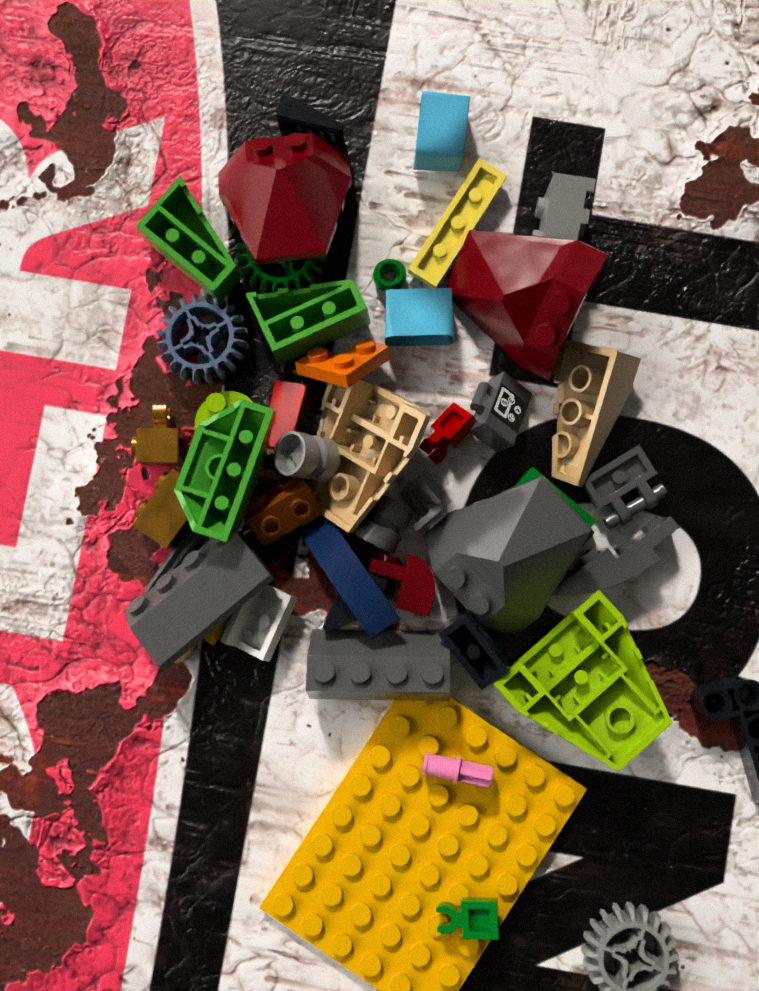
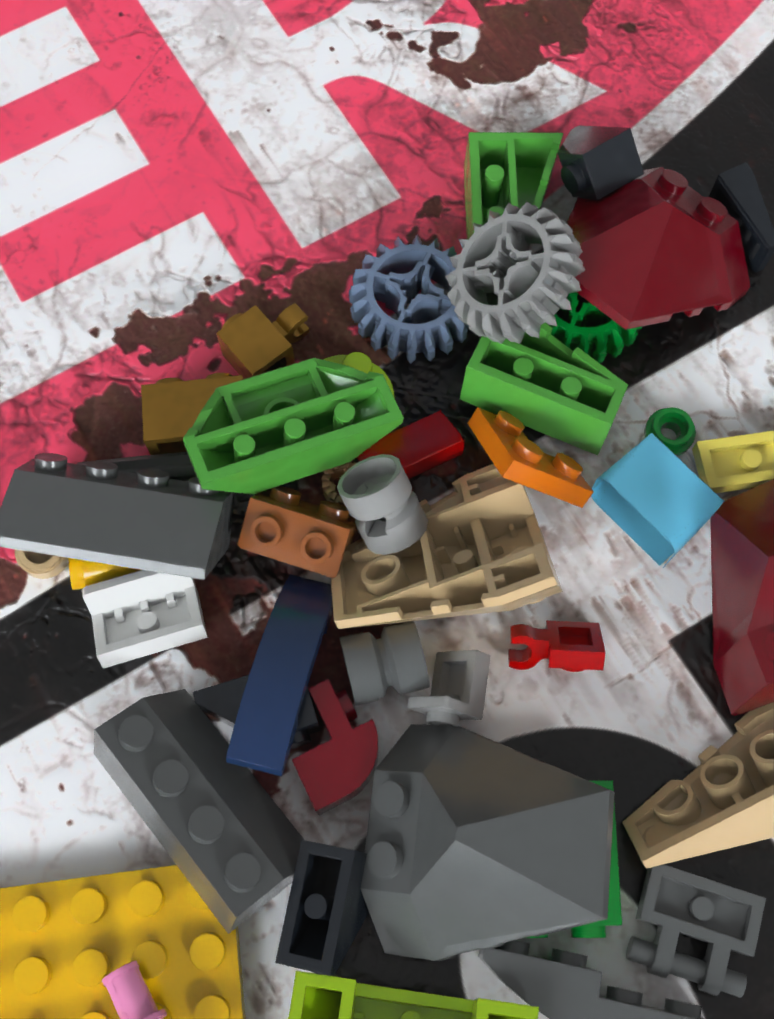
camera: 45 degrees right, 15 degrees down
(212, 173) = (598, 161): none -> black slope
(229, 281) = (526, 283): none -> light grey gear
(499, 411) = (639, 685): dark grey piece -> none

